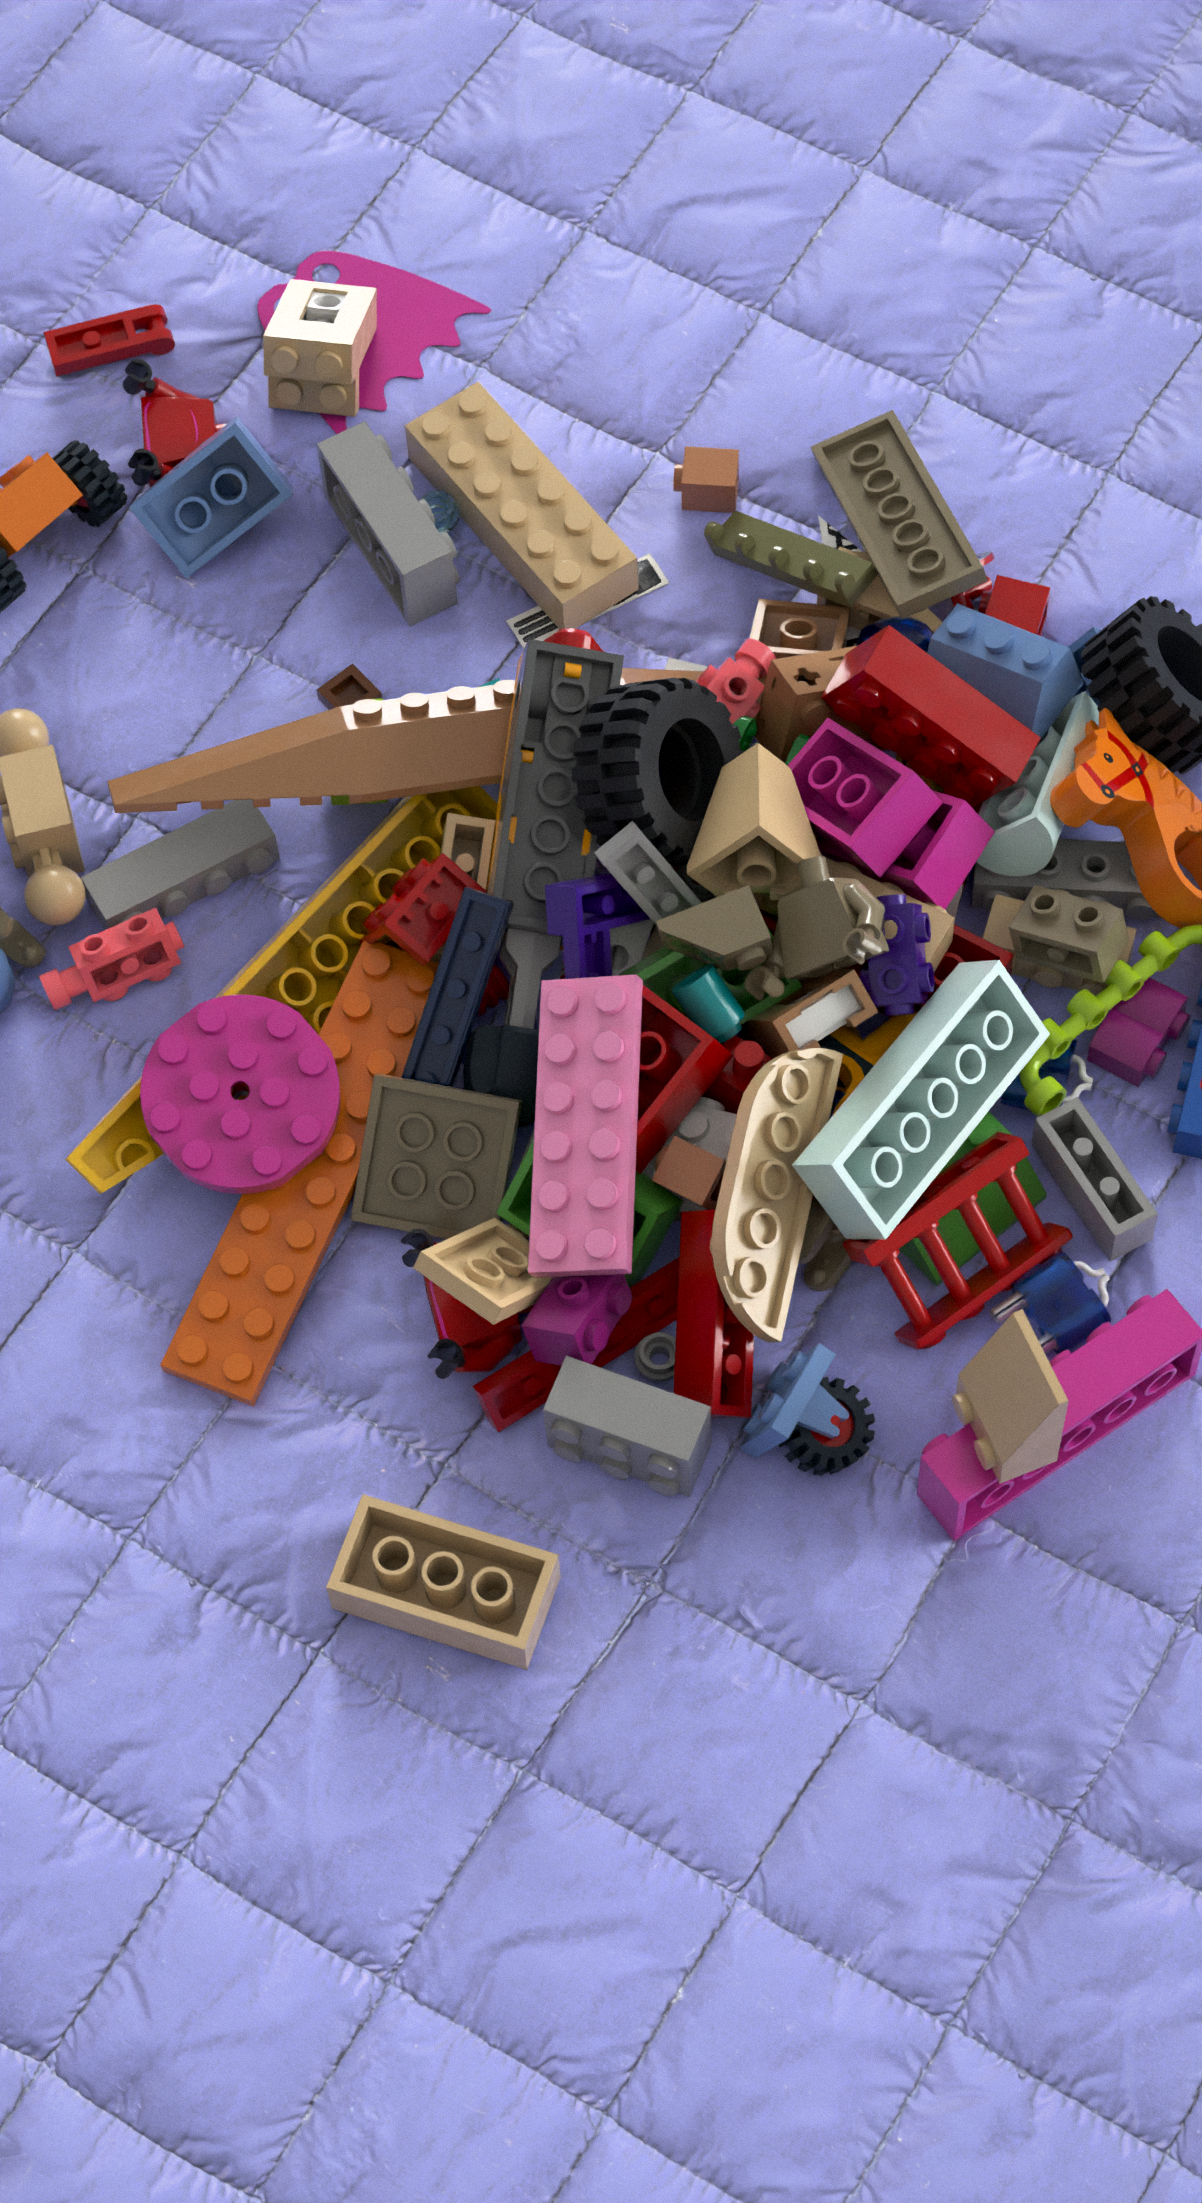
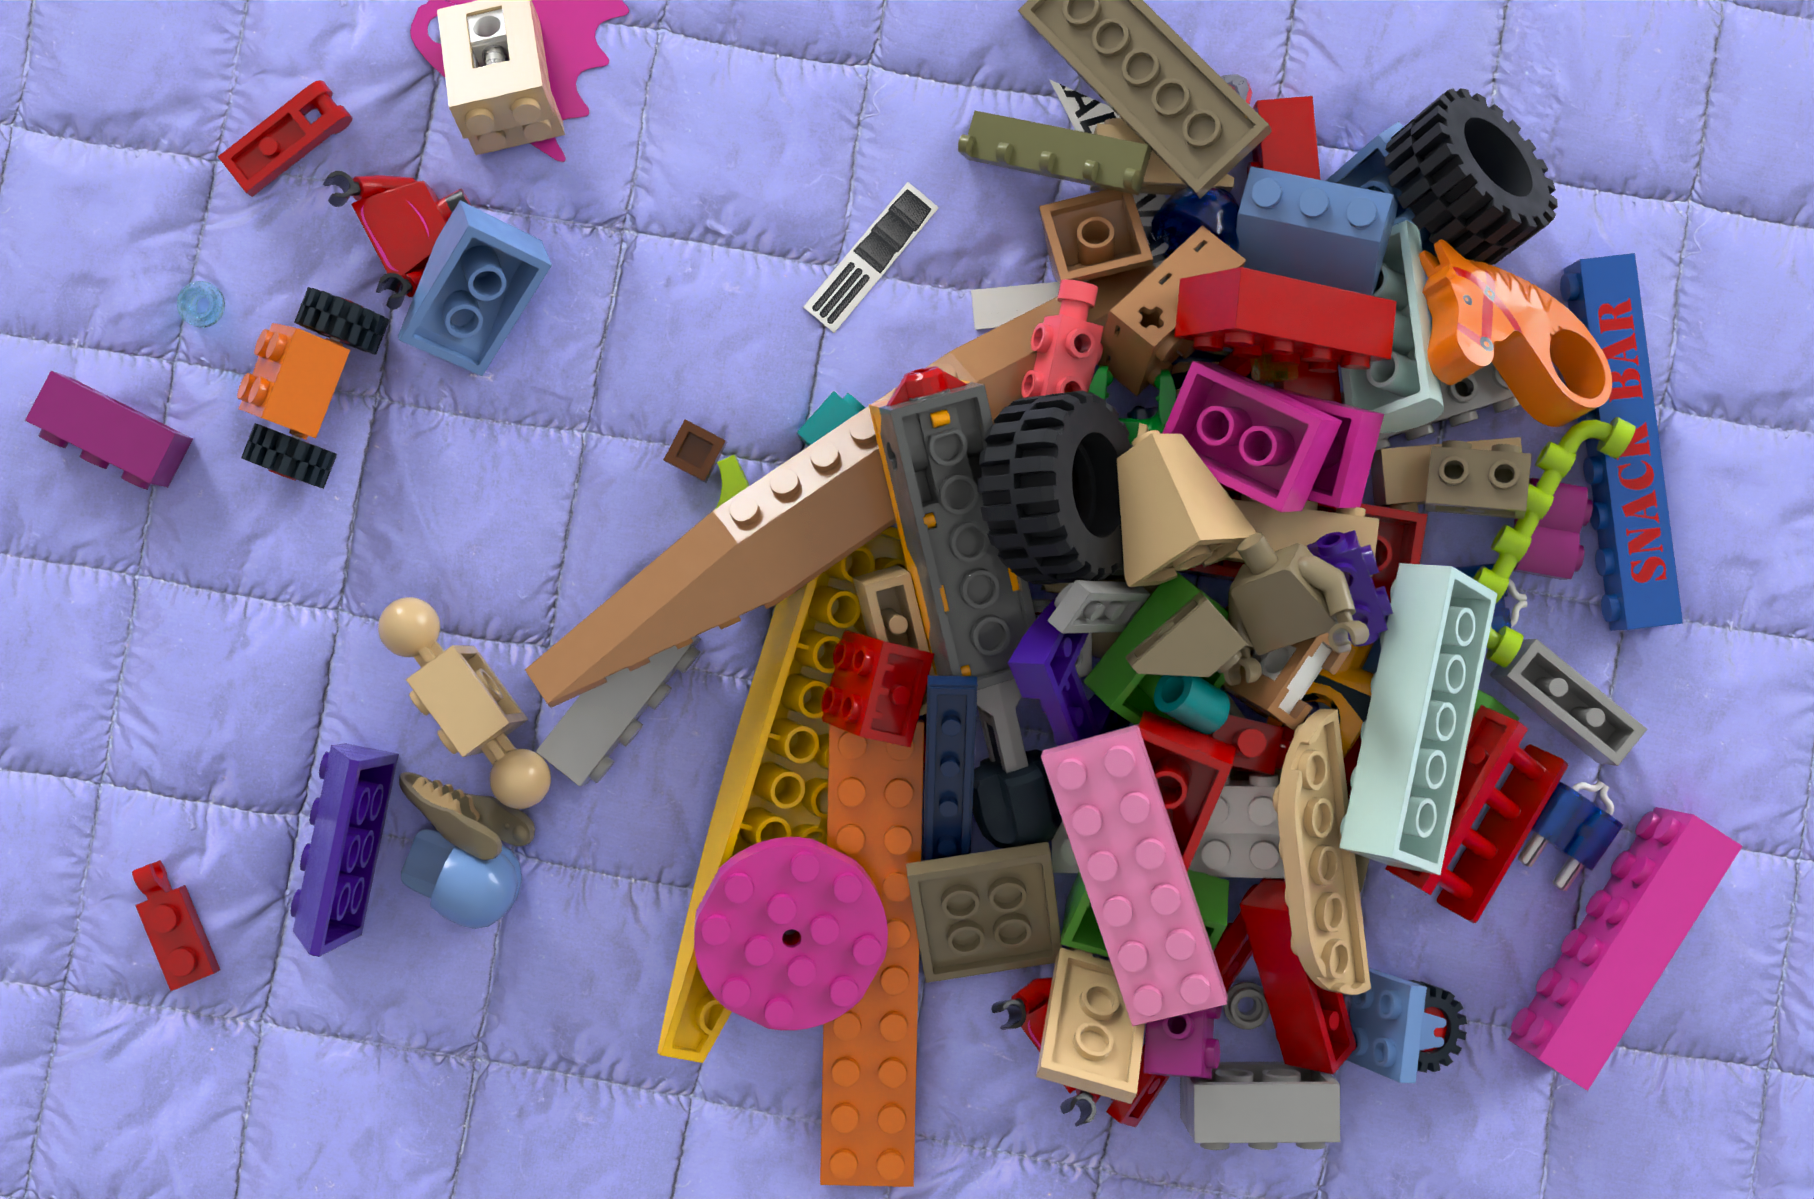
camera: 30 degrees left, 25 degrees up
(116, 960) = (591, 814): coral brick -> none
(389, 522) = (653, 256): light grey brick -> none
(443, 504) = (686, 204): clear light blue plate -> none
(522, 507) = (771, 184): tan brick -> none
(690, 1172) = (1238, 865): nougat brick -> none
(708, 479) = (936, 85): nougat brick -> none
(1012, 1402) = (1627, 1013): tan slope -> none

